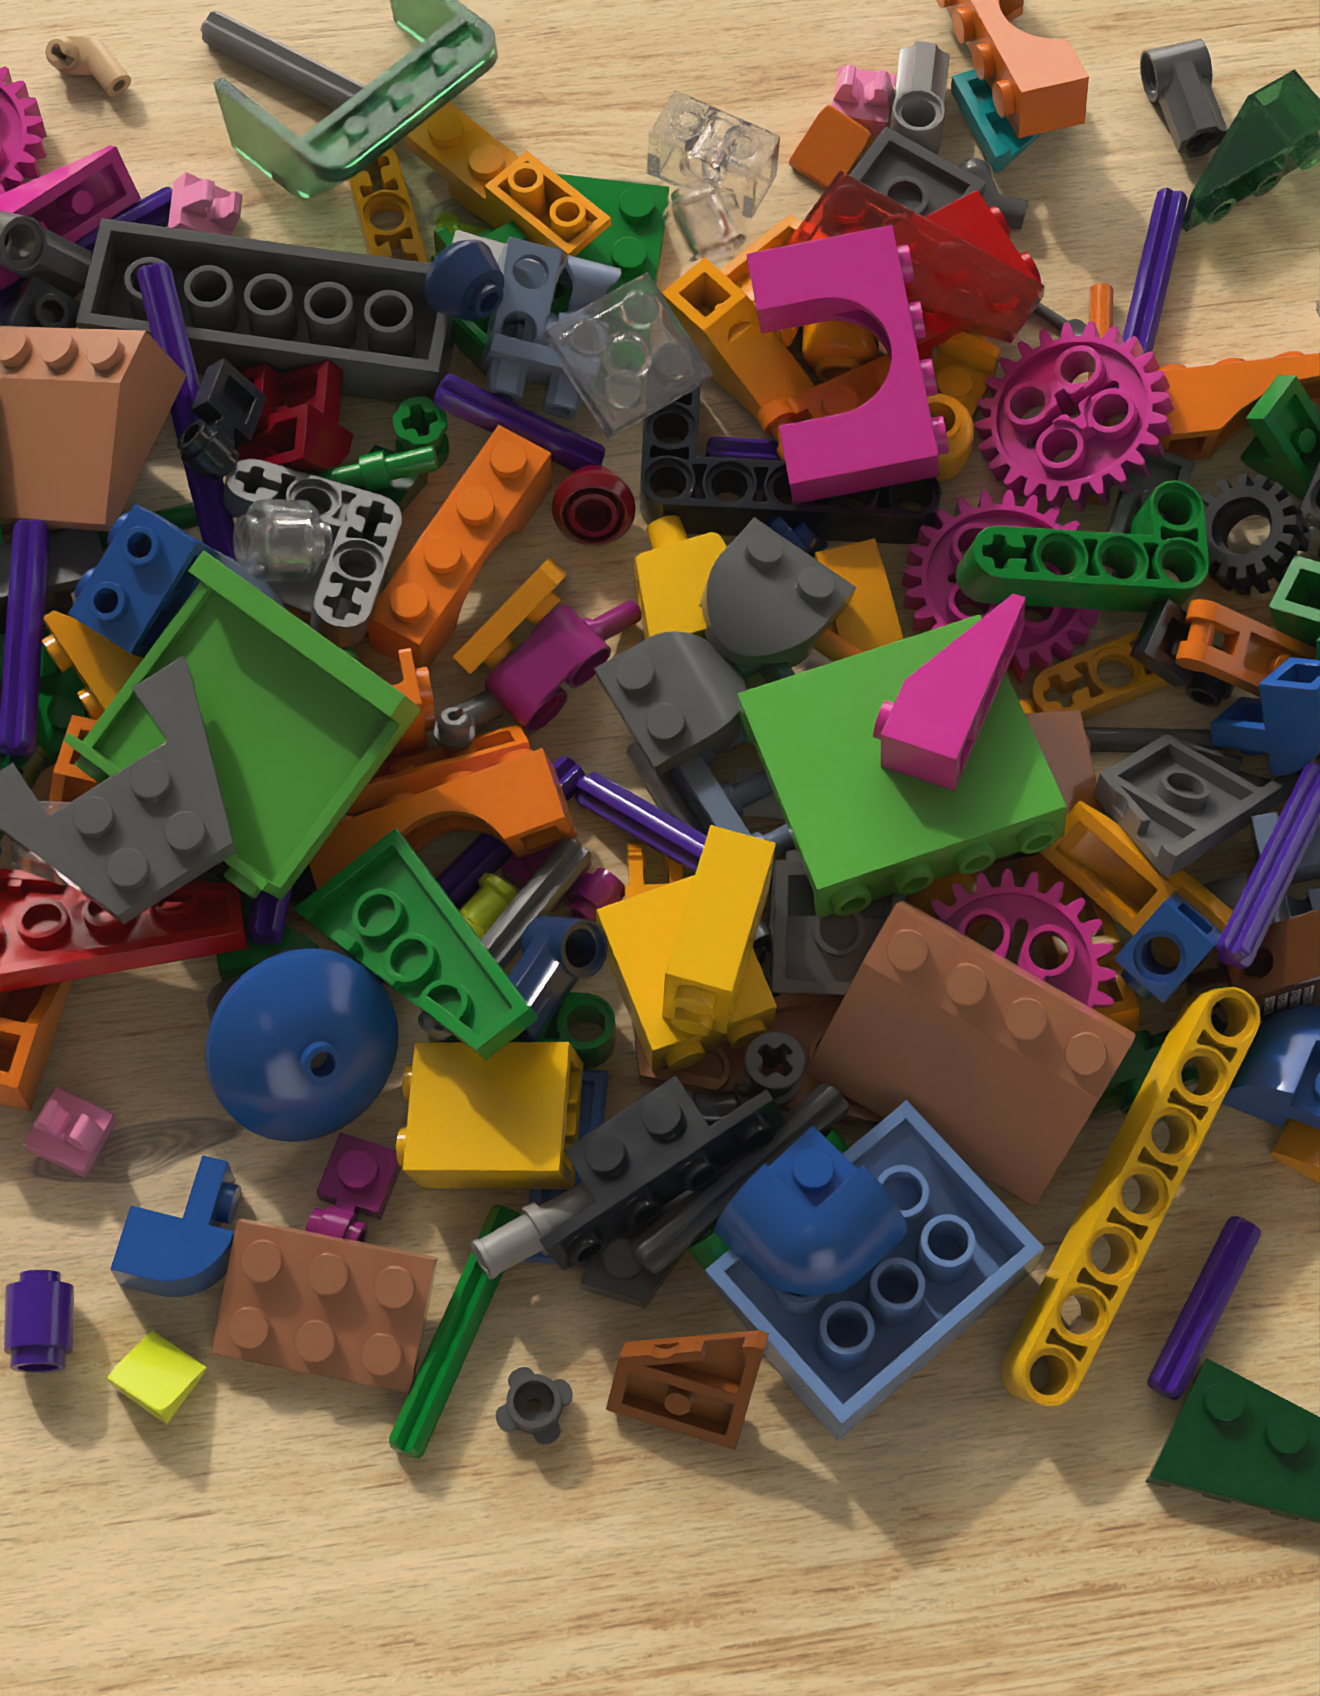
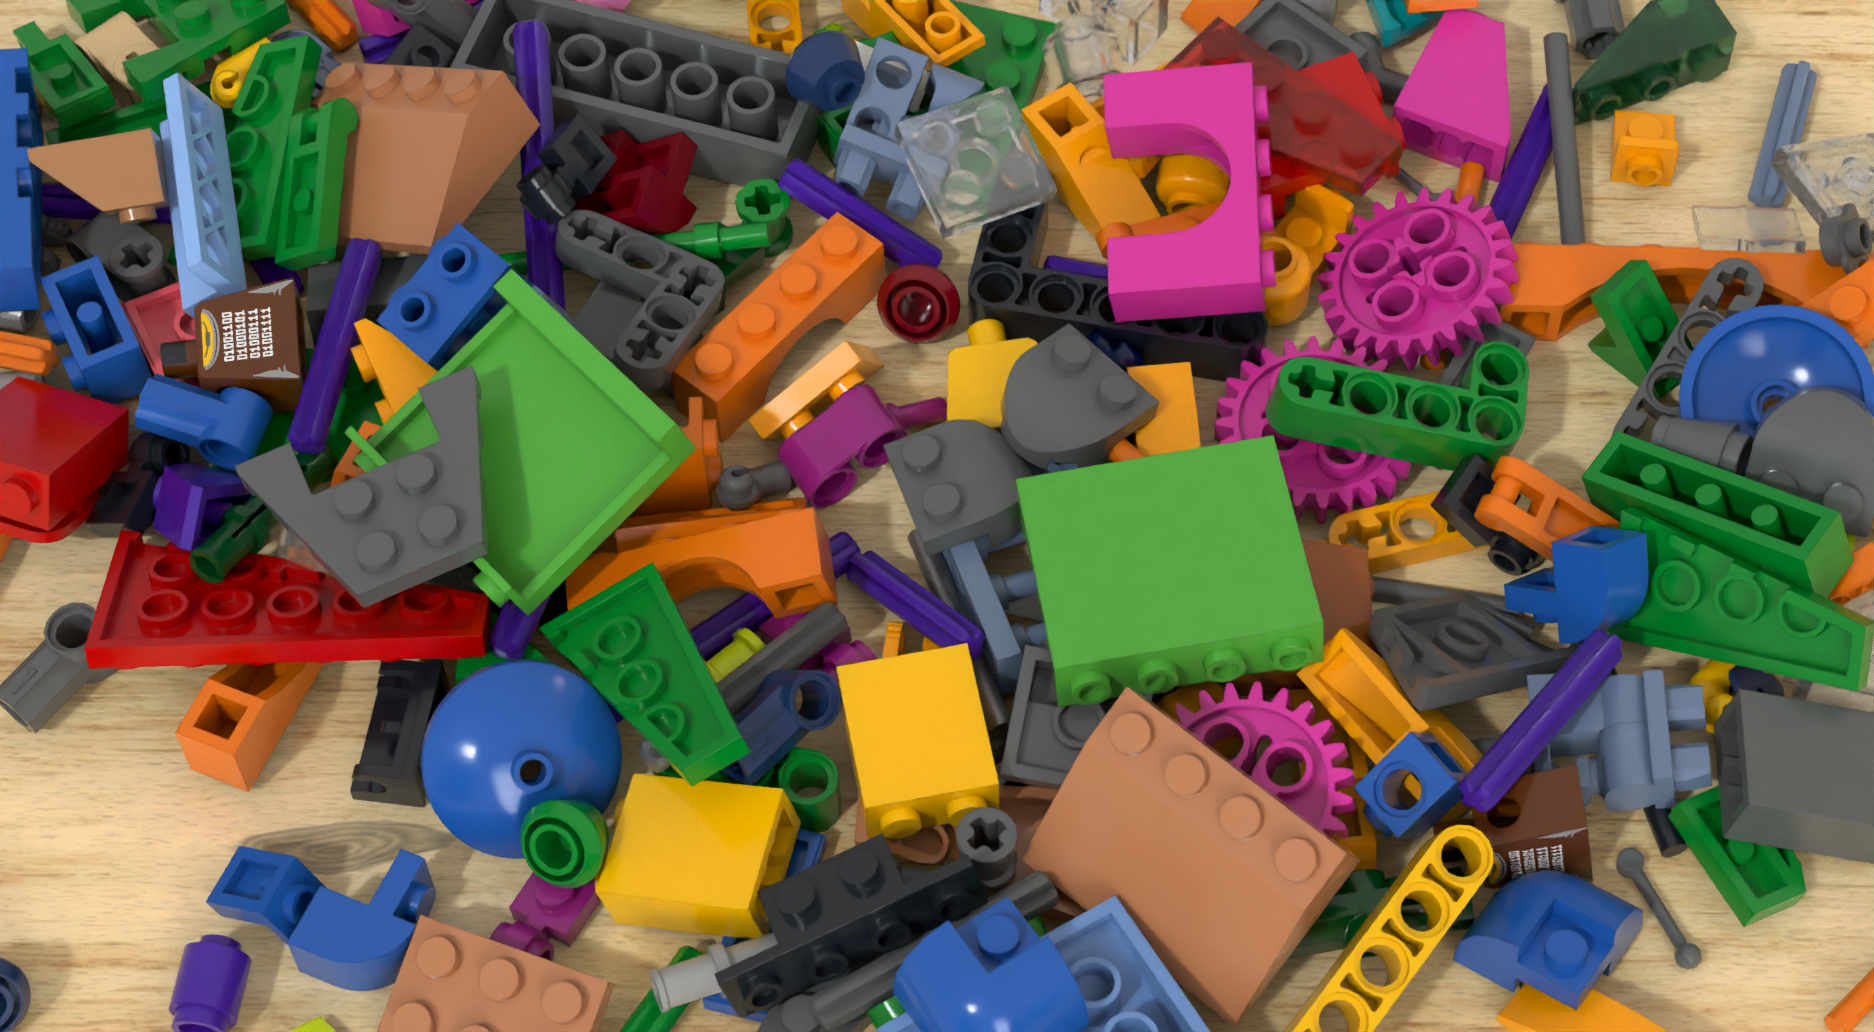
camera: 15 degrees right, 10 degrees down
(70, 1132) = (281, 815): bright pink tile -> none
(74, 1214) = (265, 890): none -> blue bracket
(171, 1031) = (396, 731): none -> black hinge
(282, 540) = (599, 284): clear head -> none
(363, 1124) = (564, 842): none -> green cone
(717, 931) = (945, 692): yellow brick -> none
(948, 699) = (1222, 502): dark pink slope -> none
(1080, 214) = (1459, 95): none -> dark pink slope
(1188, 253) = (1564, 139): none -> dark grey bar
(1261, 247) = (1643, 148): none -> light orange bracket
(1274, 554) = (1561, 386): black tyre -> none

